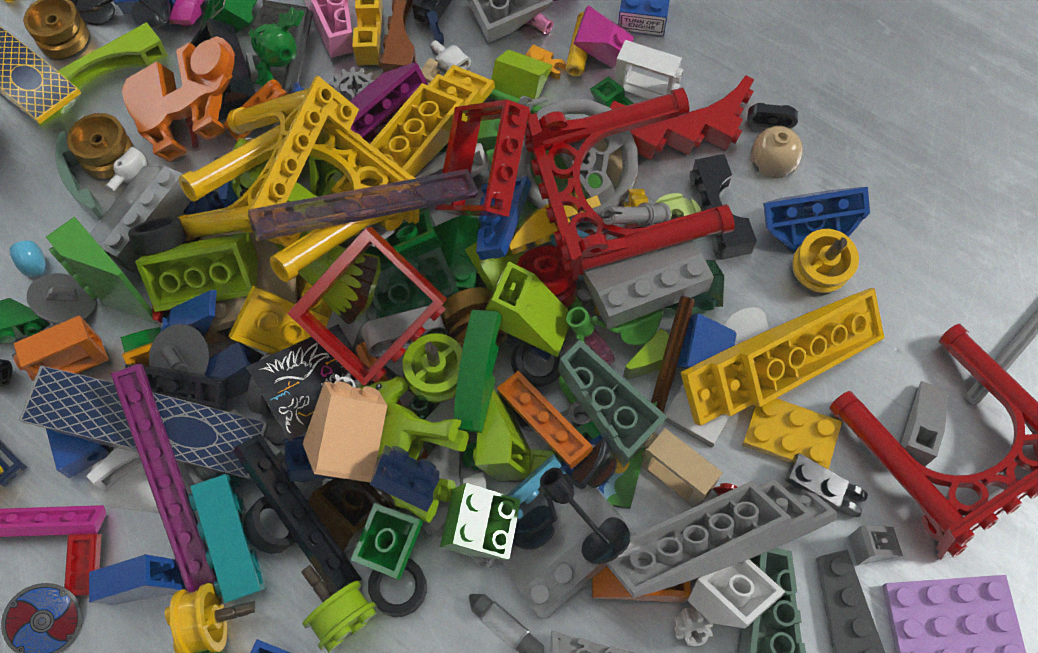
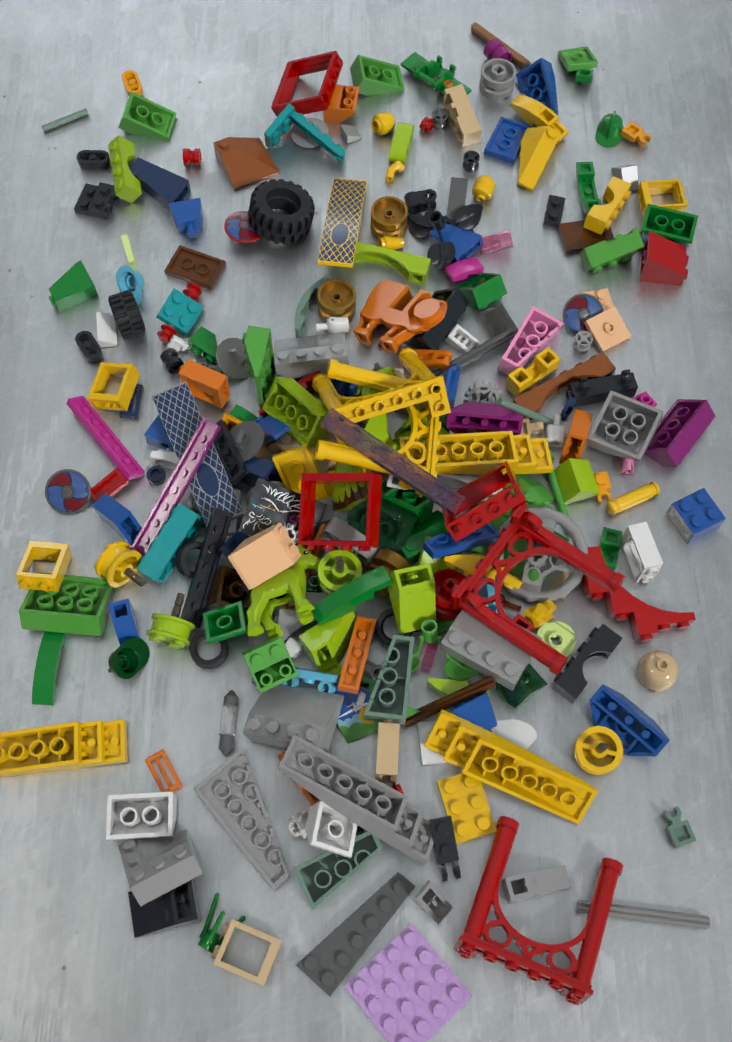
camera: 50 degrees right, 0 degrees up
(28, 258) = (242, 322): medium azure piece -> none
(85, 46) = (391, 242): none -> yellow cone
(121, 496) = (156, 475): none -> dark blue tile
(156, 236) = (301, 374): black tyre -> none
(275, 44) = (471, 335): green helmet -> none
(405, 477) = (259, 603): dark blue plate -> none
(406, 60) = (524, 411): none -> sand green bar
(474, 39) = (576, 435): none -> orange slope
(532, 102) = (559, 498): light grey hand -> none
(536, 525) = (291, 694): black plant -> none
(601, 37) = (648, 505): dark pink slope -> none
(643, 214) = (527, 617): light grey pin -> none
(772, 115) = (685, 655): black plate -> none
(954, 249) = (679, 831): none -> sand green plate

